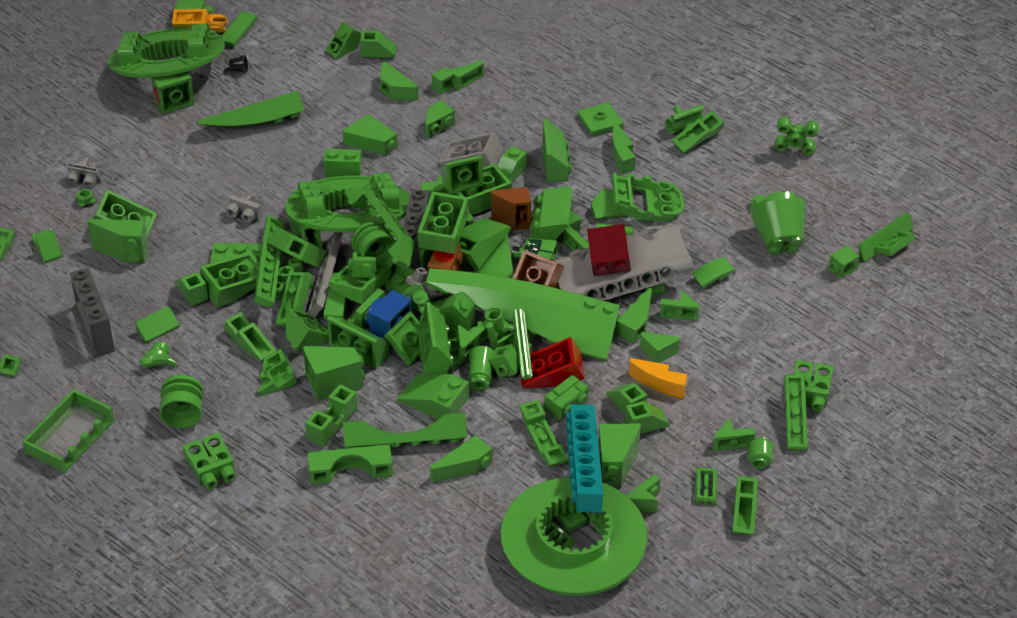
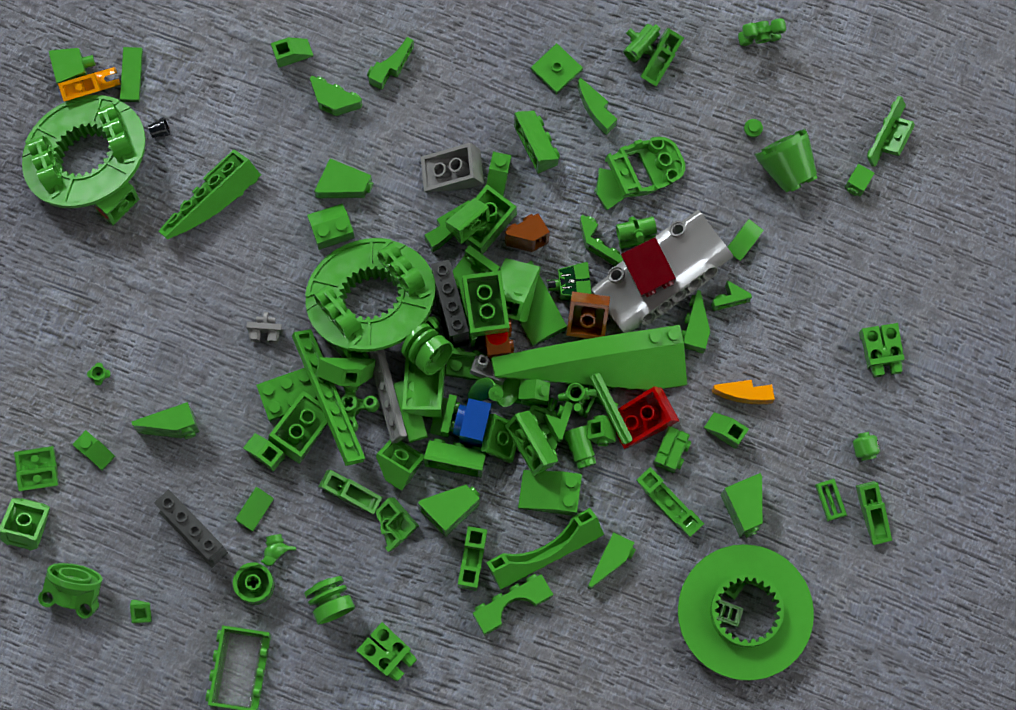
camera: 25 degrees left, 30 degrees up
(84, 169) = (90, 343): light grey hips -> none
(120, 208) = (151, 388): bright green slope -> none
(121, 371) = (243, 579): none -> bright green brick
(294, 295) = (370, 431): bright green slope -> none
(344, 41) = (253, 55): bright green slope -> none
(362, 266) = (426, 379): bright green bracket -> none
(403, 248) = (461, 356): bright green slope -> none
(439, 118) = (398, 130): bright green slope -> none
(551, 213) = (568, 229): bright green slope -> none
(584, 458) = (750, 588): teal brick -> none
(645, 495) = (783, 541): bright green slope -> none
(646, 414) = (752, 448): bright green slope -> none
(659, 346) = (729, 354): bright green slope -> none
(729, 439) = (831, 440): bright green slope -> none
(795, 413) = (882, 390): bright green tile -> none

